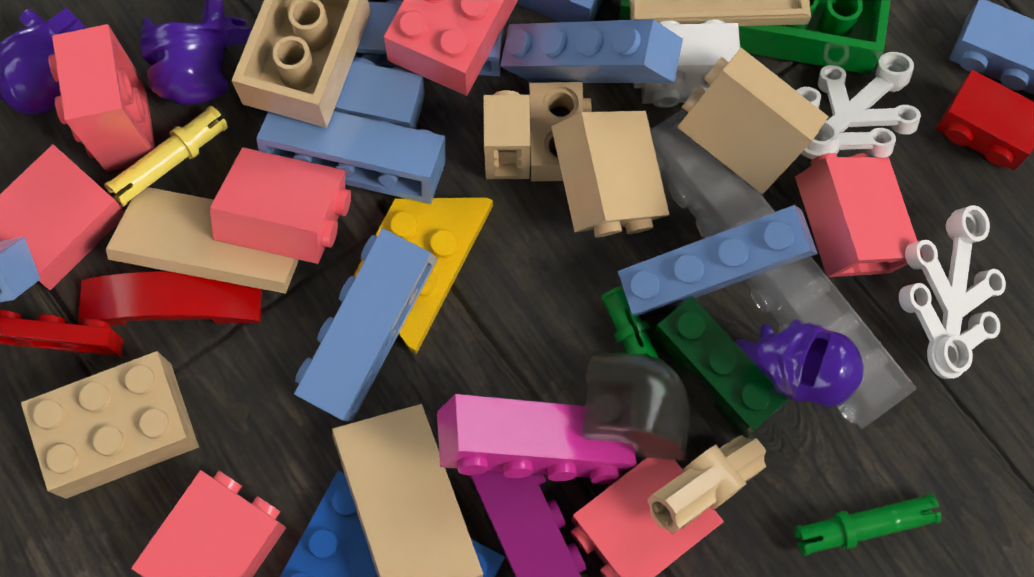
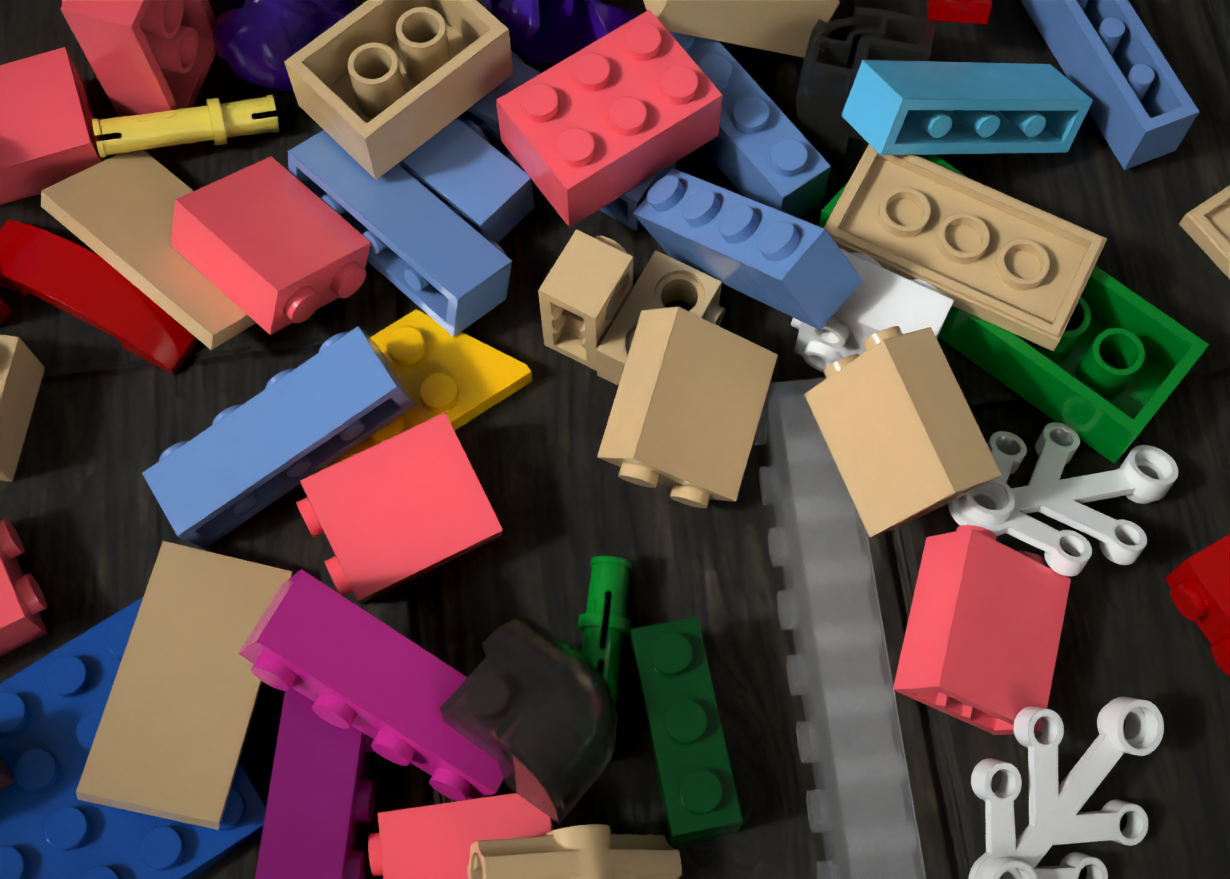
camera: 30 degrees right, 5 degrees down
(469, 329) = (398, 510): none -> coral brick
(717, 261) = (758, 590): medium blue brick -> none
(808, 362) = (791, 786): dark purple piece -> none

